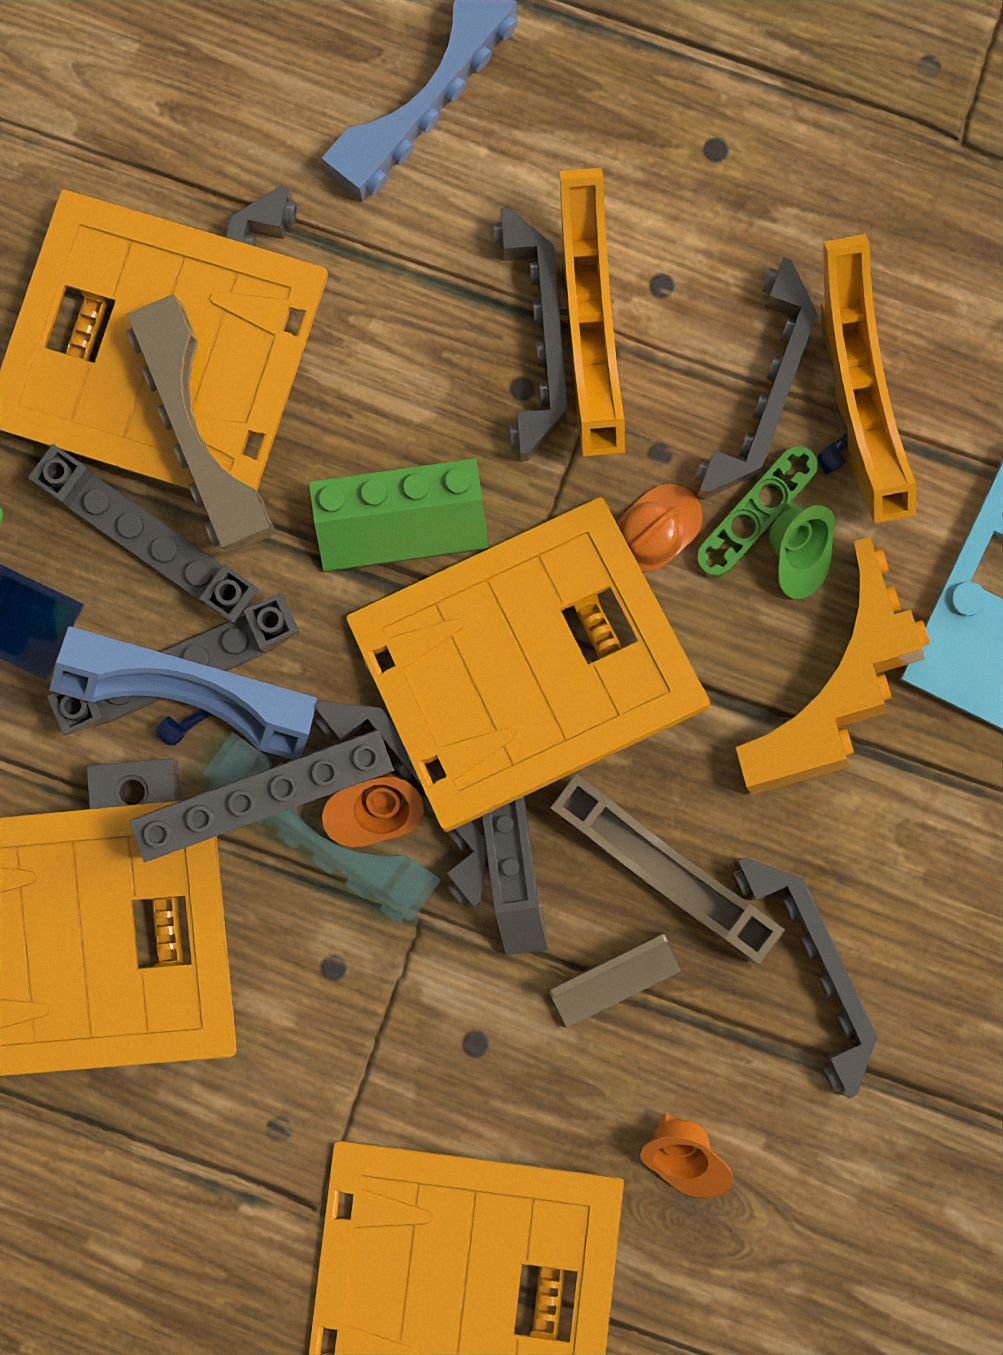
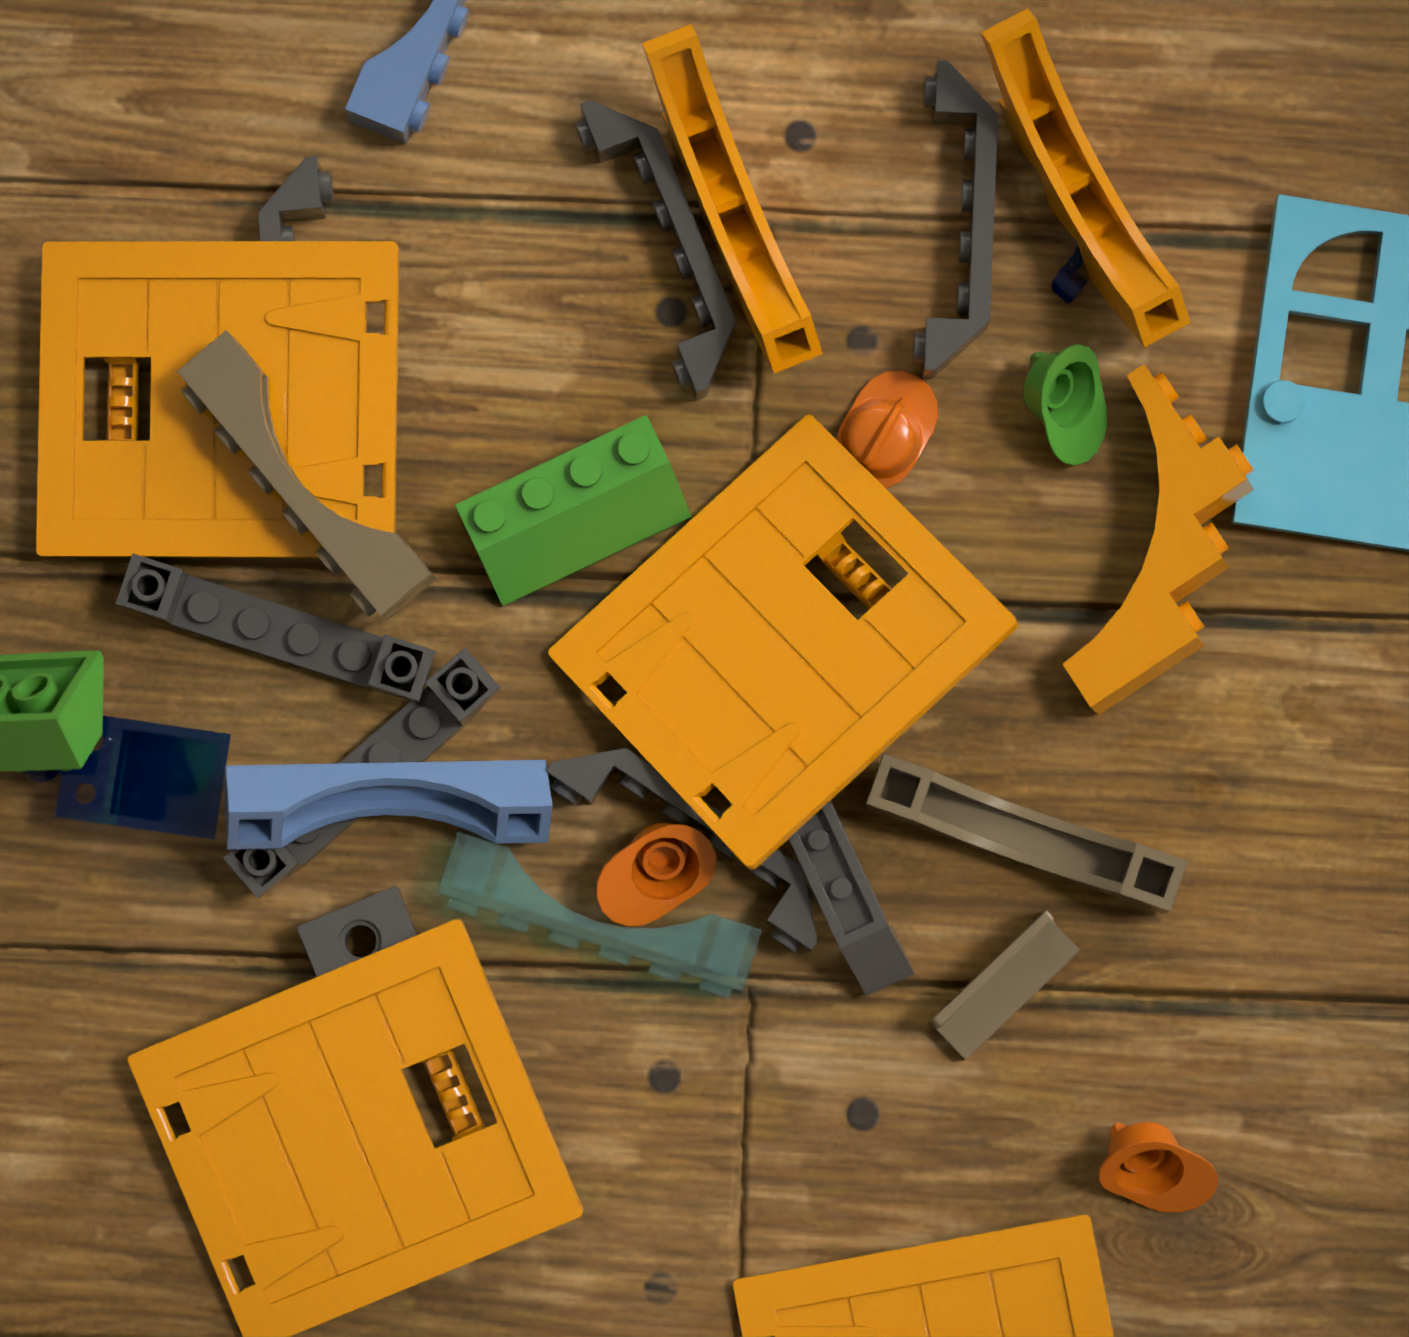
camera: 20 degrees left, 0 degrees up
(172, 732) = (383, 855): clear blue hand -> none
(260, 795) = (520, 894): dark grey brick -> none
(754, 510) = (996, 373): bright green beam -> none
(849, 1062) = (1311, 997): dark grey slope -> none

